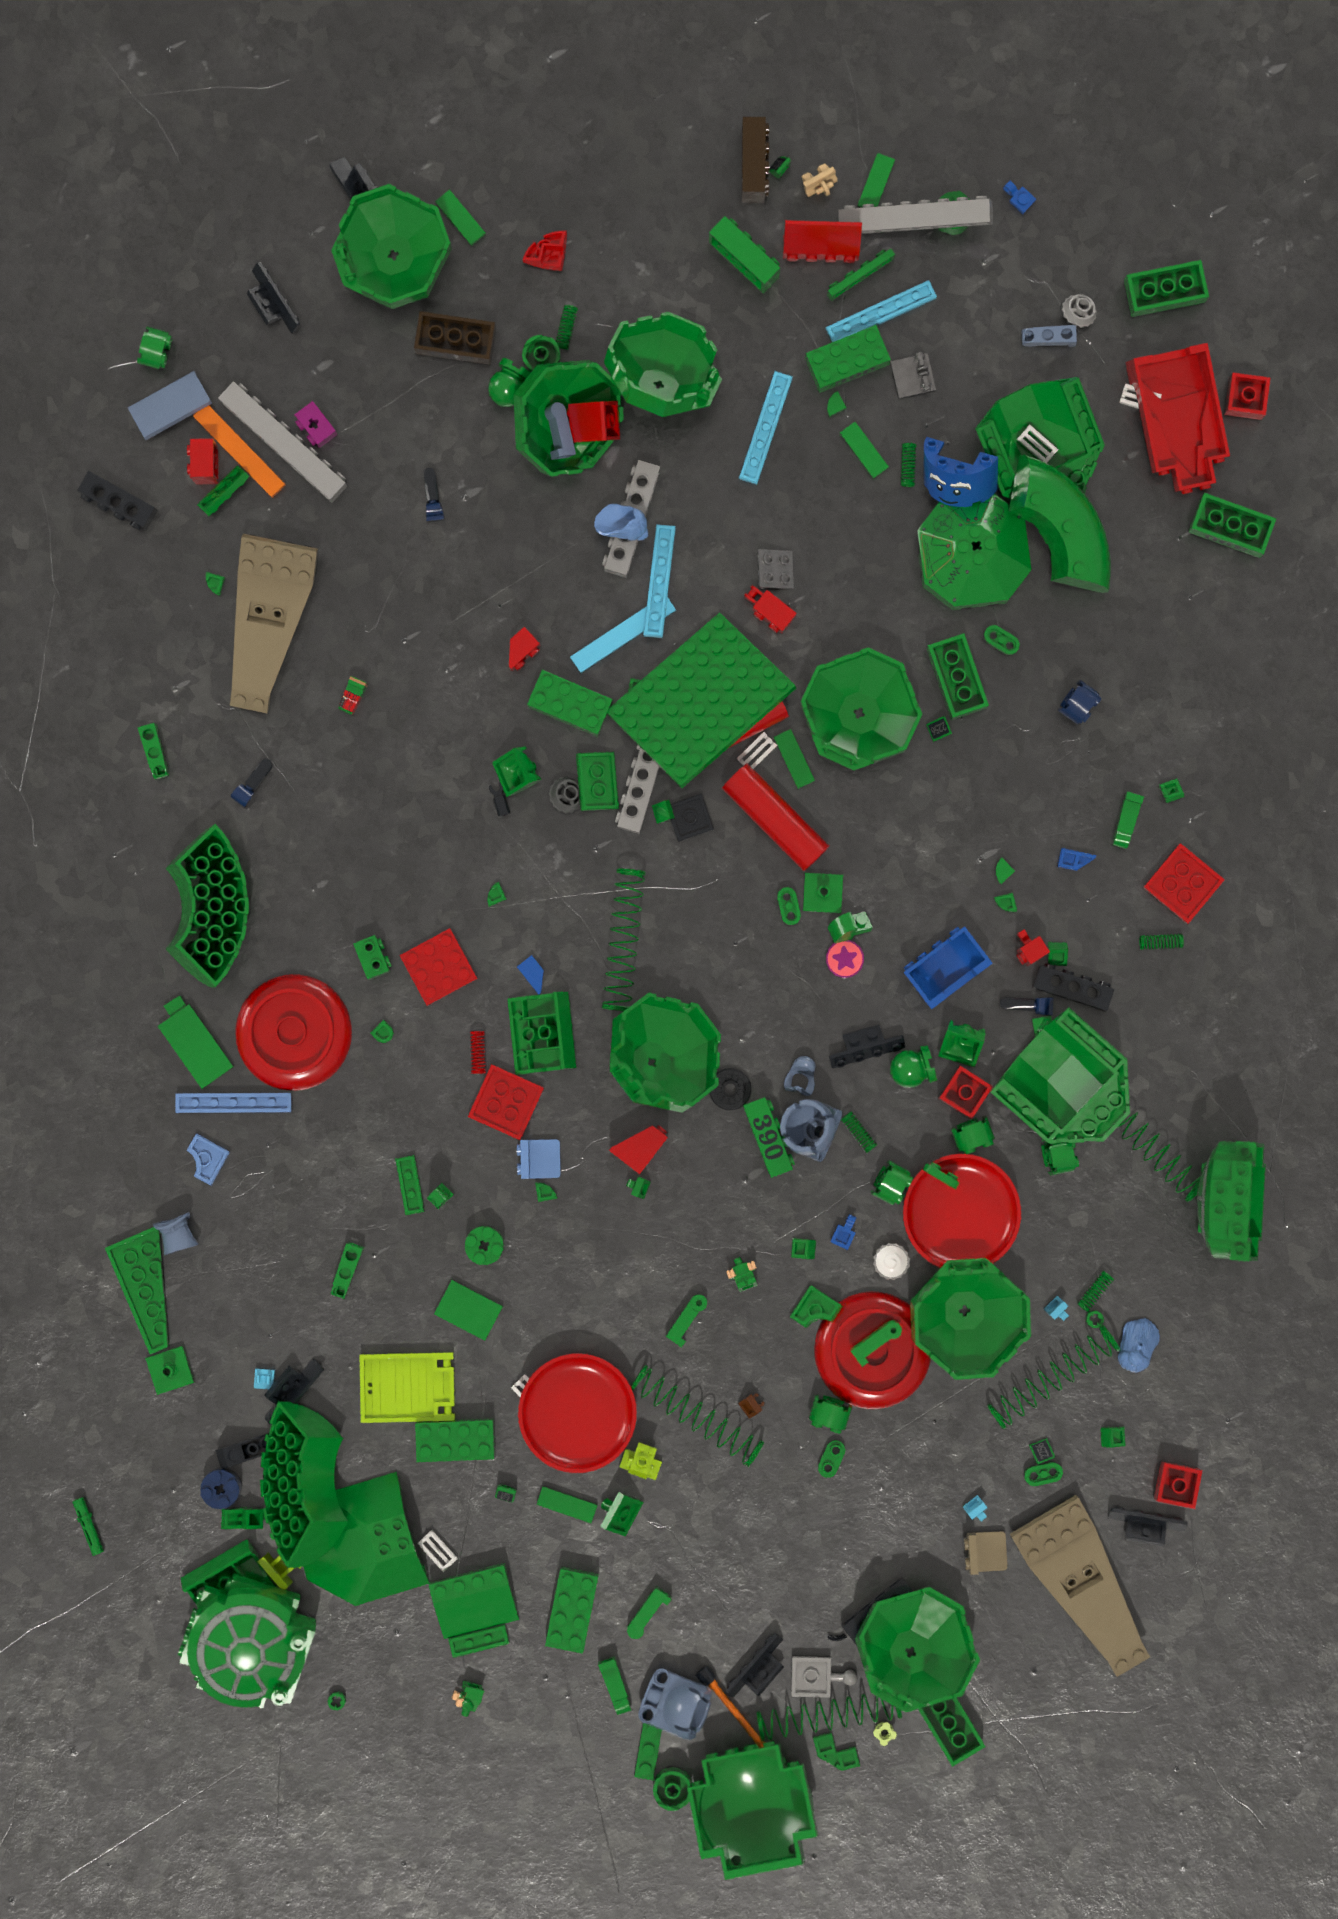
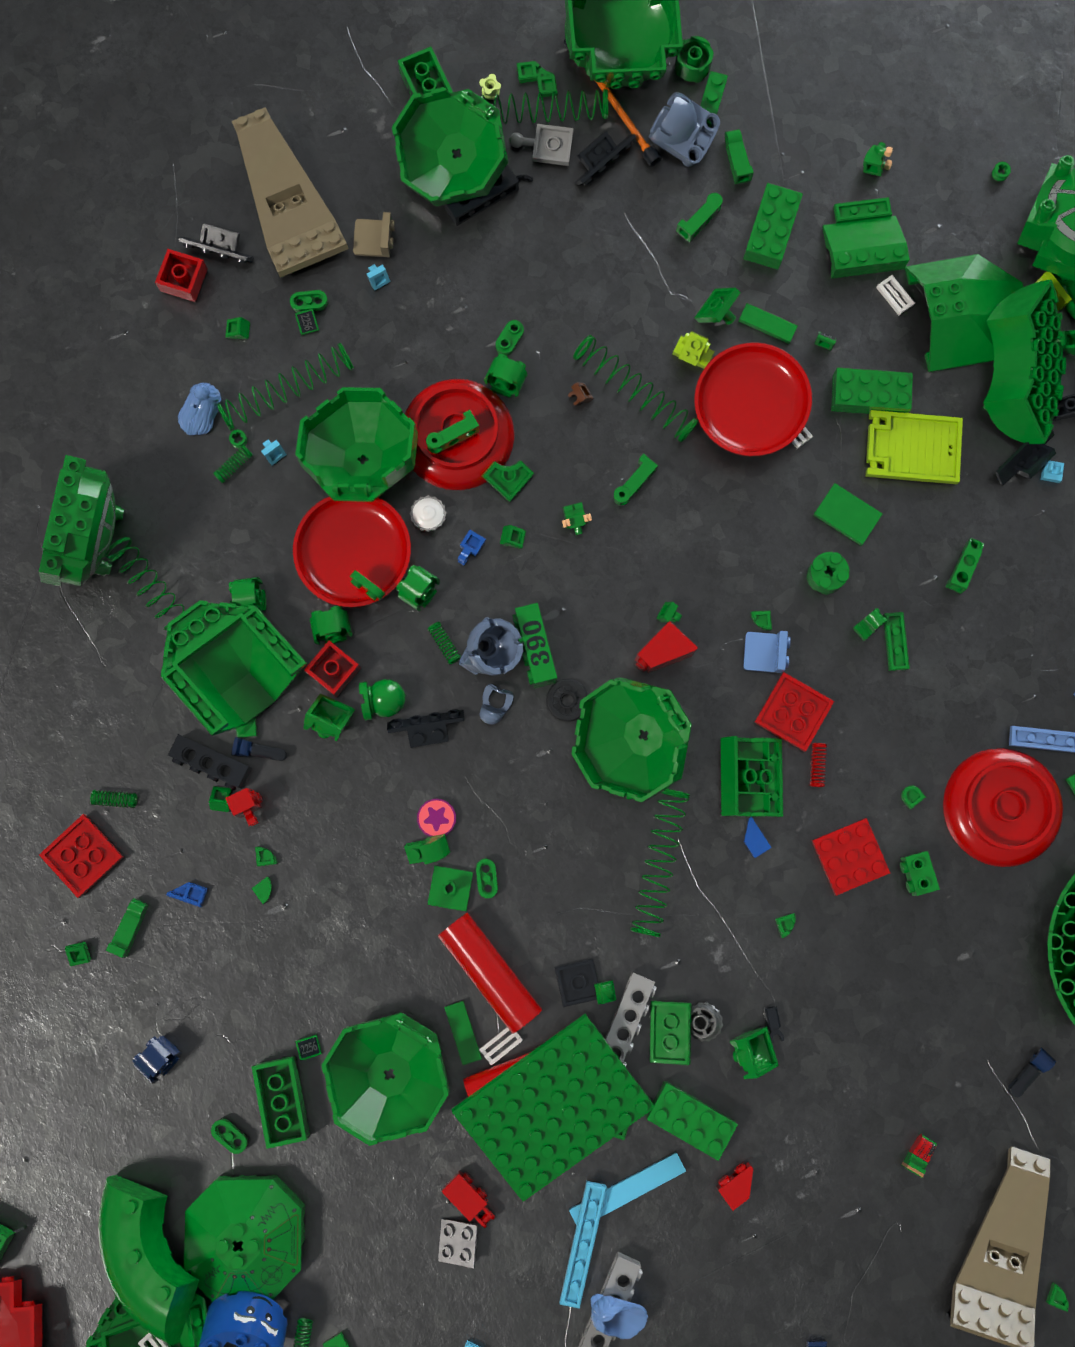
camera: 175 degrees left, 5 degrees down
(947, 967) = (333, 796): blue cylinder -> none

